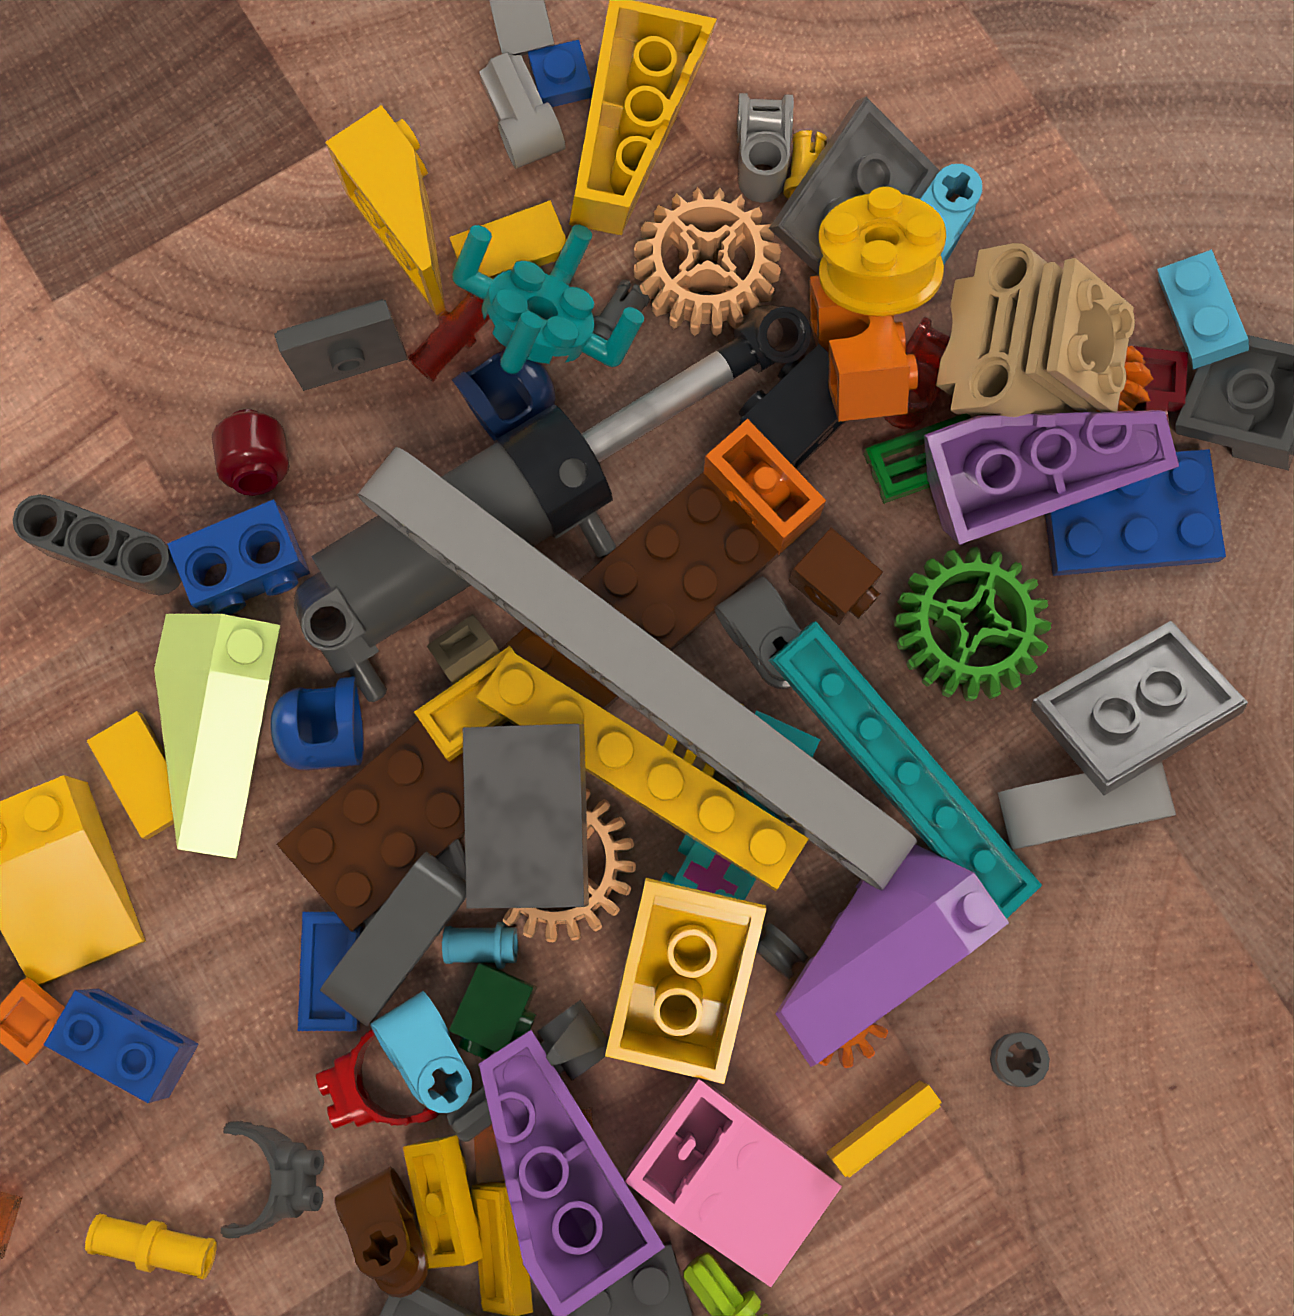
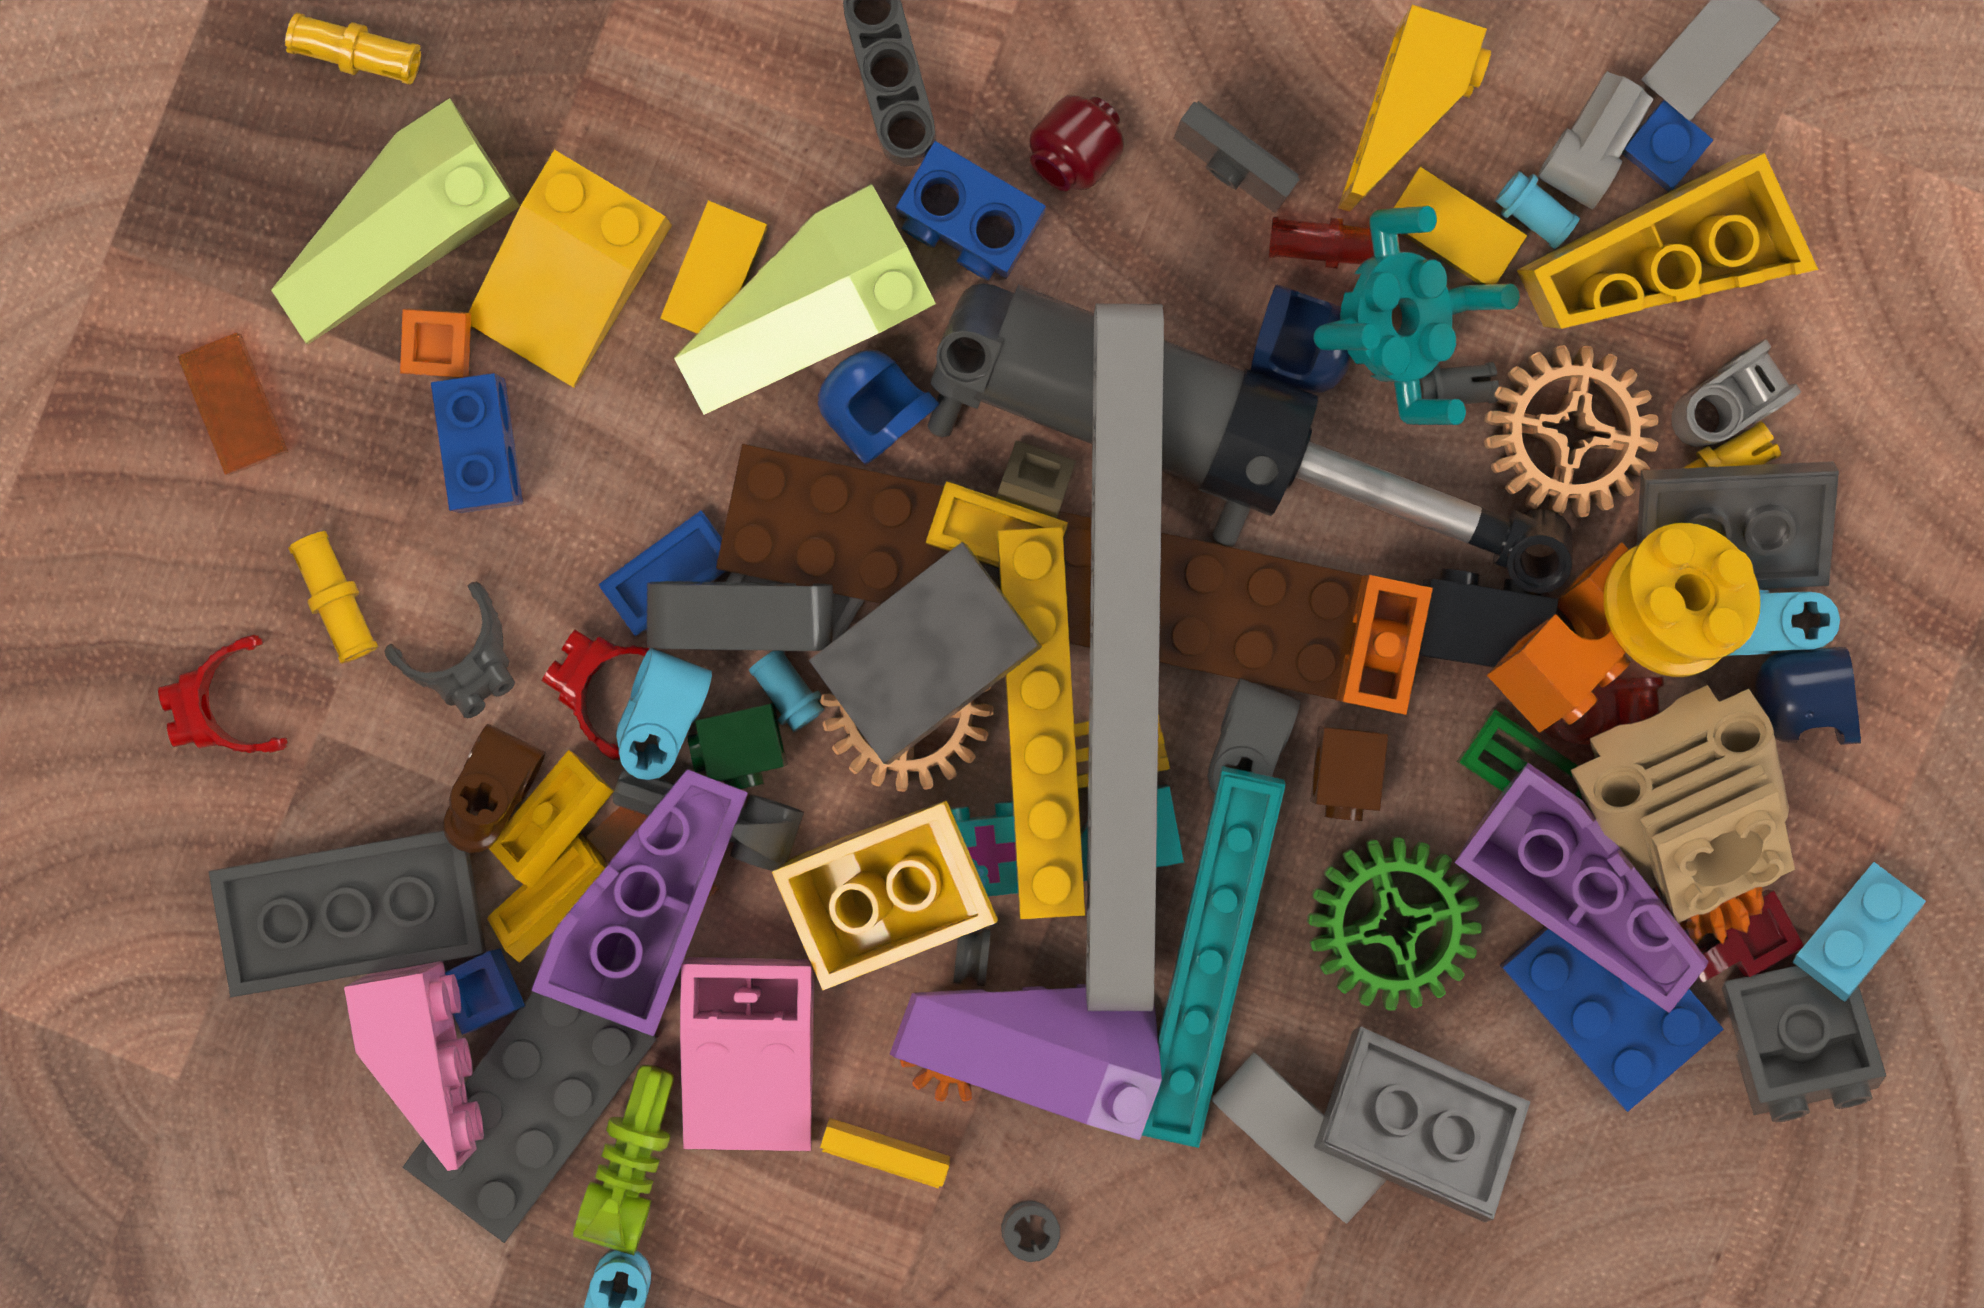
camera: 55 degrees right, 10 degrees up
(537, 182) = (1536, 209): none -> medium azure pin
(1011, 214) = (1809, 692): none -> dark blue helmet

